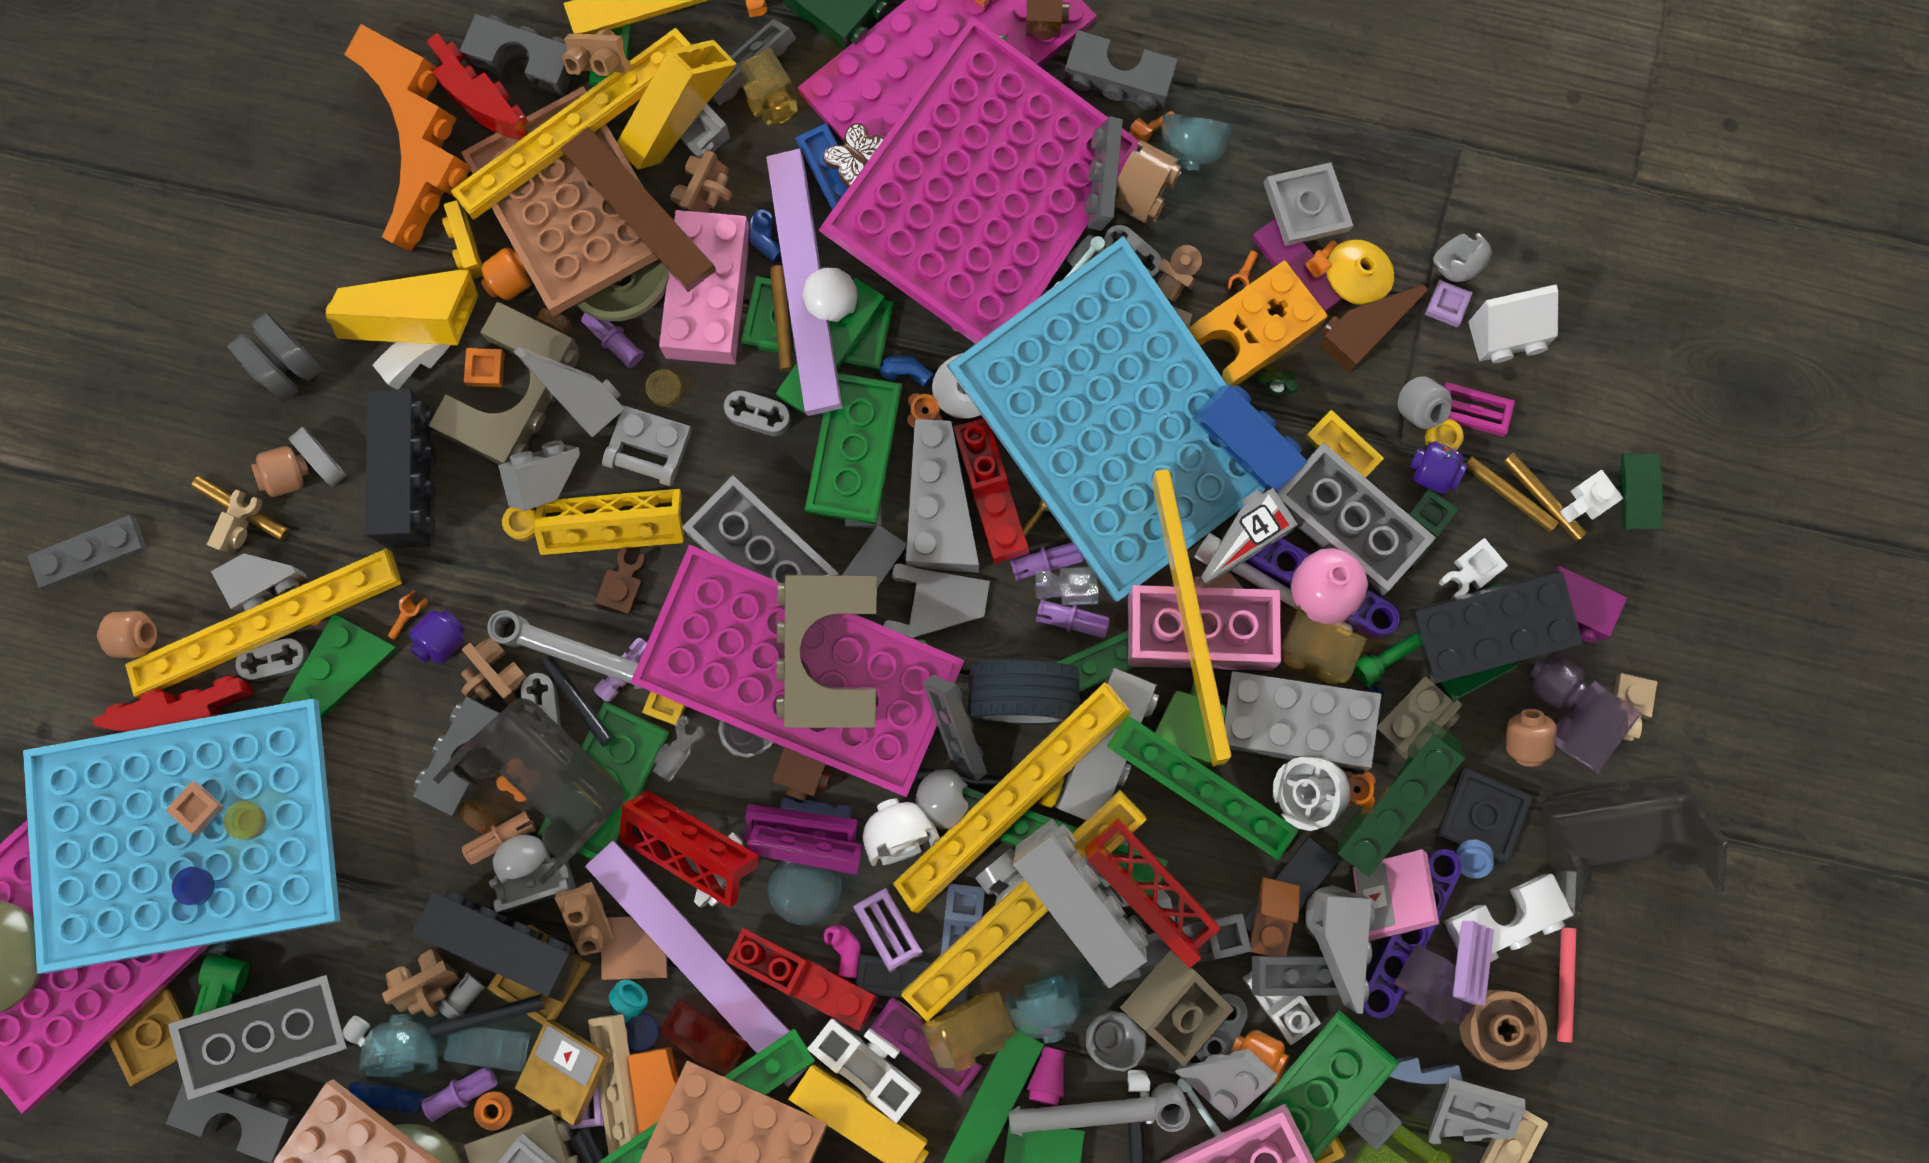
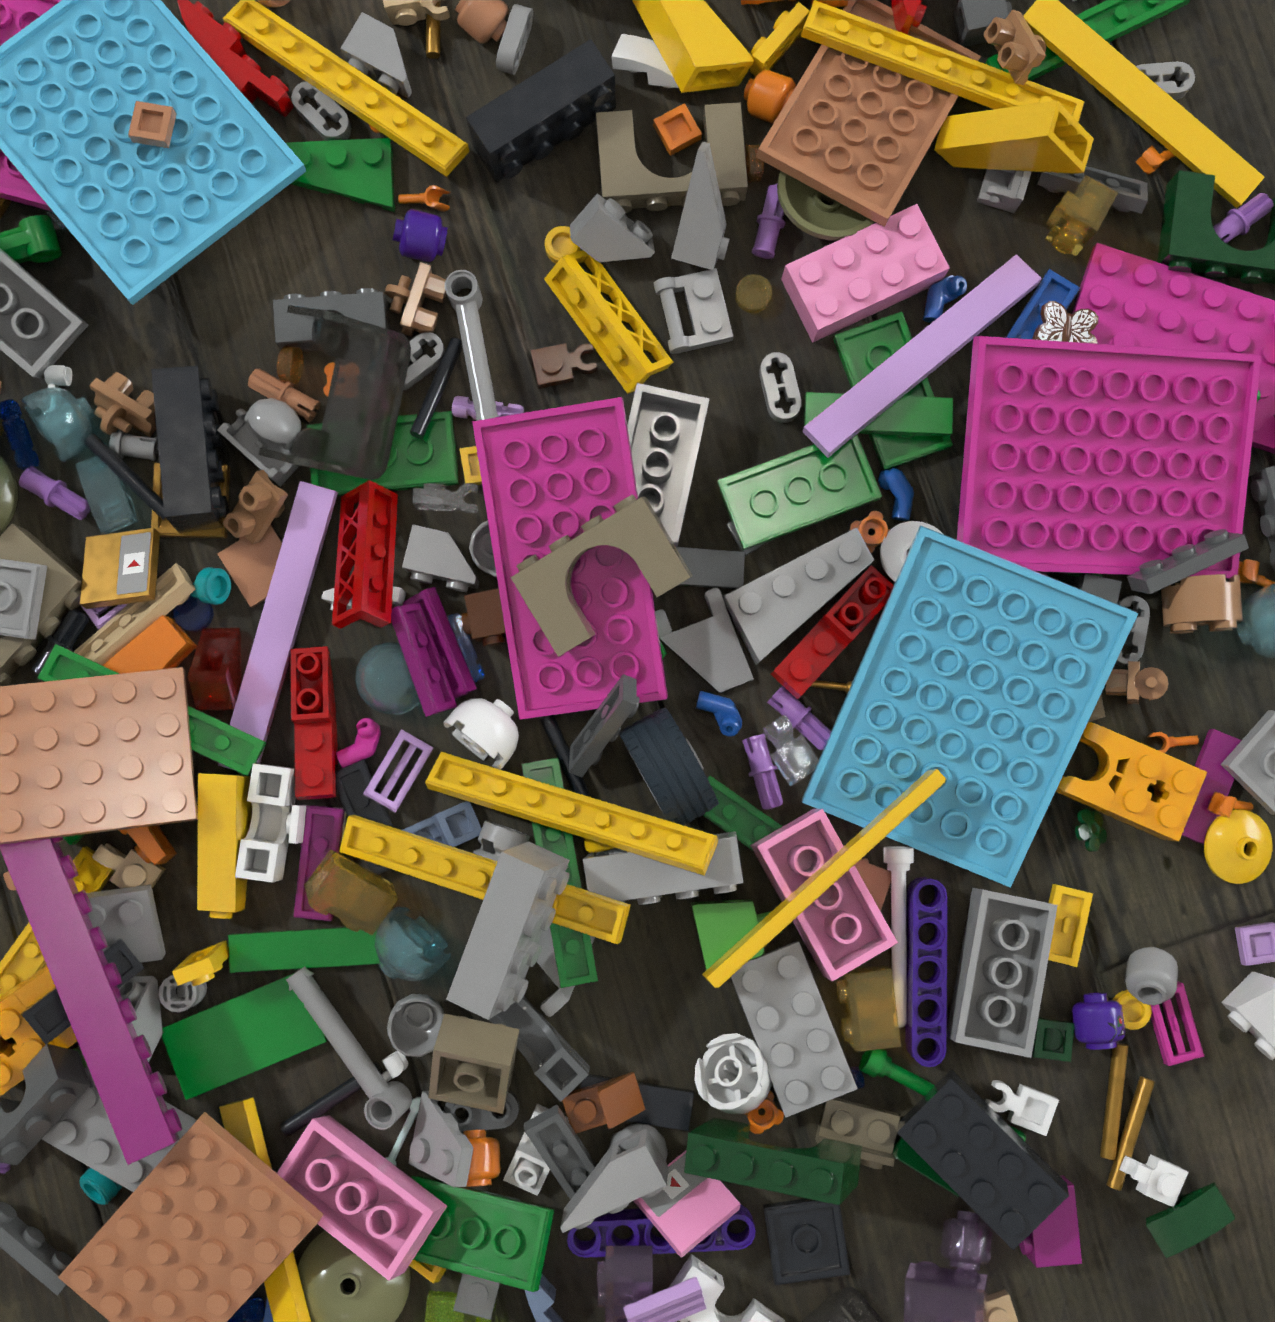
camera: 55 degrees right, 5 degrees up
(193, 886) = (88, 165): clear blue tile -> none
(244, 820) = (167, 172): clear yellow tile -> none
(504, 1107) = (67, 535): orange plate -> none
(638, 209) = (896, 170): reddish brown tile -> none
(706, 185) = (956, 217): medium nougat hips -> none
(724, 785) = (436, 556): none -> light grey slope
(782, 318) = (876, 357): pearl gold bar -> none
(830, 294) = (923, 384): white hair -> none
(942, 798) = (535, 750): light grey hair -> none
(1001, 621) = (724, 712): none -> blue arm
(1048, 1078) = (351, 984): dark pink cone -> none
(1096, 245) = (1115, 594): light aqua hinge -> none
(1145, 905) = (543, 981): red fence -> none
(1202, 787) = (678, 974): green plate -> none
(1250, 437) = (1021, 836): blue brick -> none
(1256, 527) = (937, 886): slope -> none
(1329, 585) = (928, 986): bright pink cylinder -> none
(1364, 327) = (1187, 879): reddish brown slope -> none
(1476, 858) = (762, 1254): medium blue tile -> none
(1531, 737) = (900, 1244): nougat head -> none

